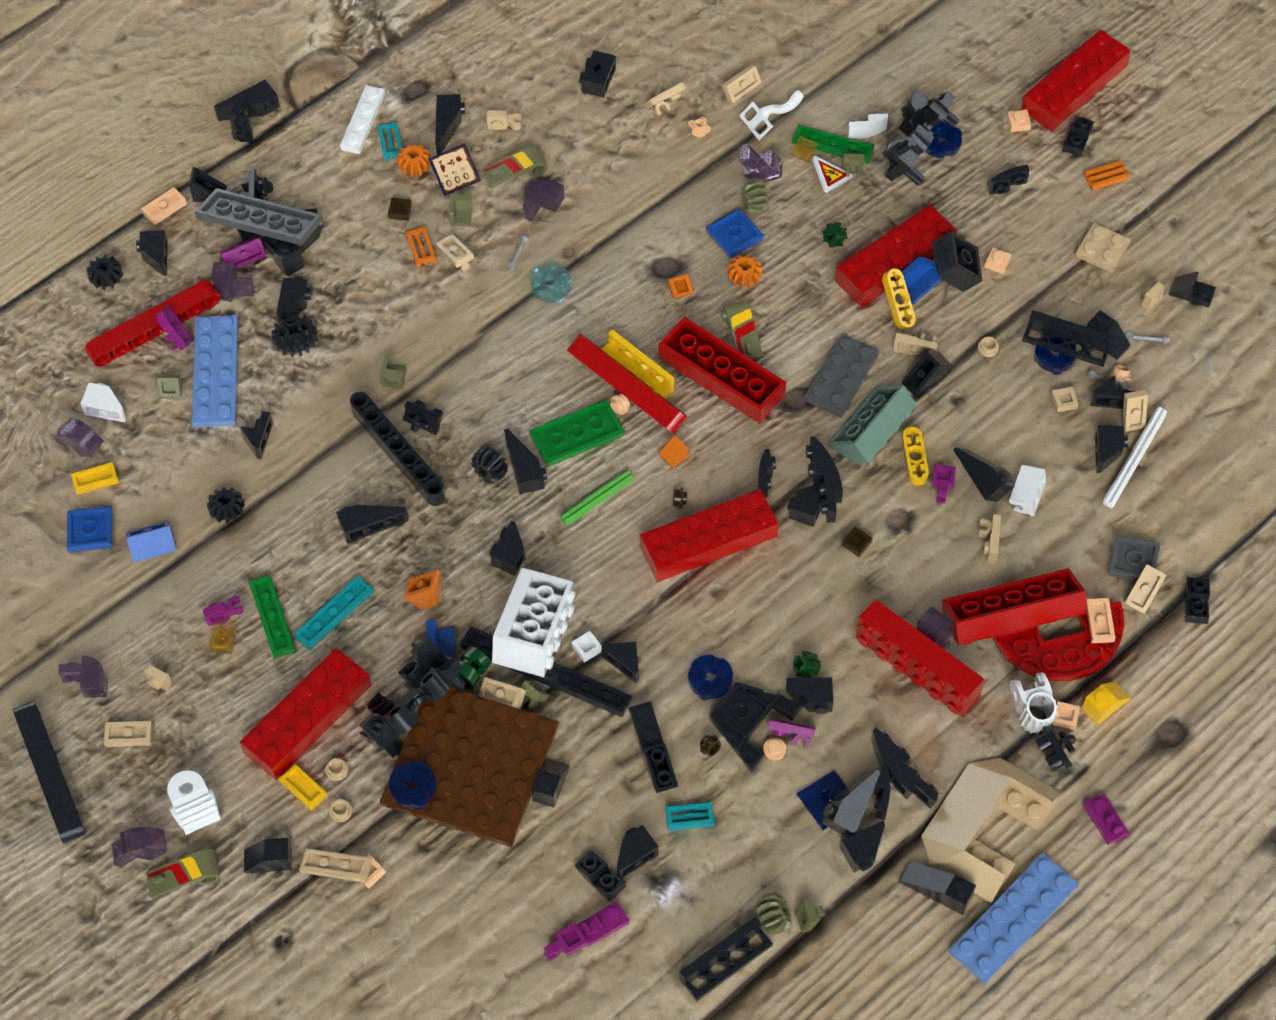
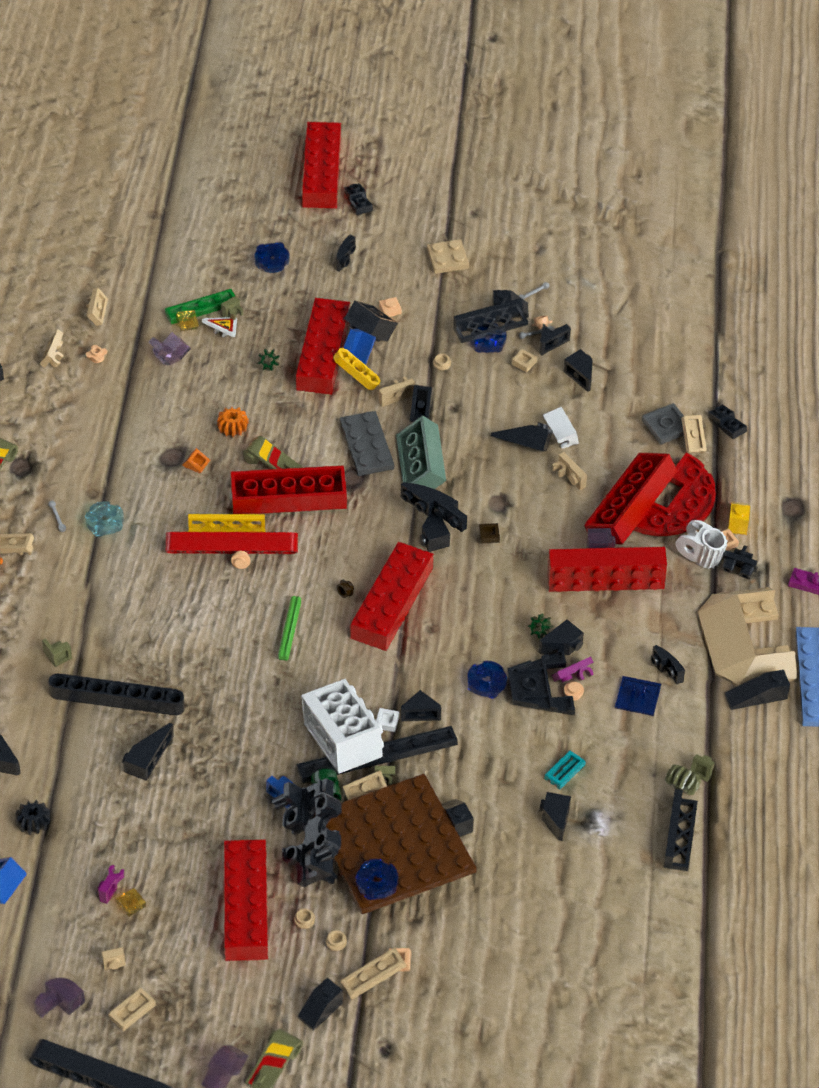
camera: 45 degrees left, 10 degrees down
(192, 802) = (232, 1017): white piece -> none
(272, 616) = (147, 863): green tile -> none
(303, 787) = (293, 947): yellow tile -> none
(333, 613) = (189, 829): teal tile -> none
(420, 417) = (111, 663): black hips -> none
(424, 590) = (244, 761): orange slope -> none
(489, 465) = (196, 656): black gear -> none
(509, 551) = (270, 700): black slope -> none
(525, 465) = (216, 641): black slope -> none
(542, 194) = (35, 466): clear purple brick -> none
(568, 941) = (573, 897): magenta plate -> none
(576, 433) = (229, 599): green tile -> none
(599, 875) = (543, 846): black slope -> none
(603, 923) = (582, 872): magenta plate -> none
(652, 747) = (500, 748): black slope -> none
(674, 452) = (310, 563): orange slope -> none
(710, 745) = (532, 718): dark brown plate -> none
(734, 233) = (198, 403): blue plate -> none
(754, 196) = (189, 370): olive gear -> none
(764, 112) = (135, 316): white piece -> none
(766, 468) = (382, 531): black slope -> none
(848, 807) = (658, 683): slope -> none
(863, 847) = (691, 704): black slope -> none
(874, 125) = (216, 278): white slope -> none
(904, 779) = (644, 639): black slope -> none
(910, 463) = (462, 451): yellow beam -> none
(920, 118) = (255, 250): black gear -> none
(943, 479) = (503, 458): magenta plate -> none
(1018, 120) = (309, 214): light nougat plate -> none
(1100, 620) = (690, 470): light nougat plate -> none
(1104, 173) = (394, 220): orange tile -> none
(1134, 457) = (602, 365): white axle -> none
(1135, 410) = (577, 334): tan plate -> none
(1152, 295) = (510, 263): tan plate -> none
(1189, 289) = (529, 245): black slope -> none

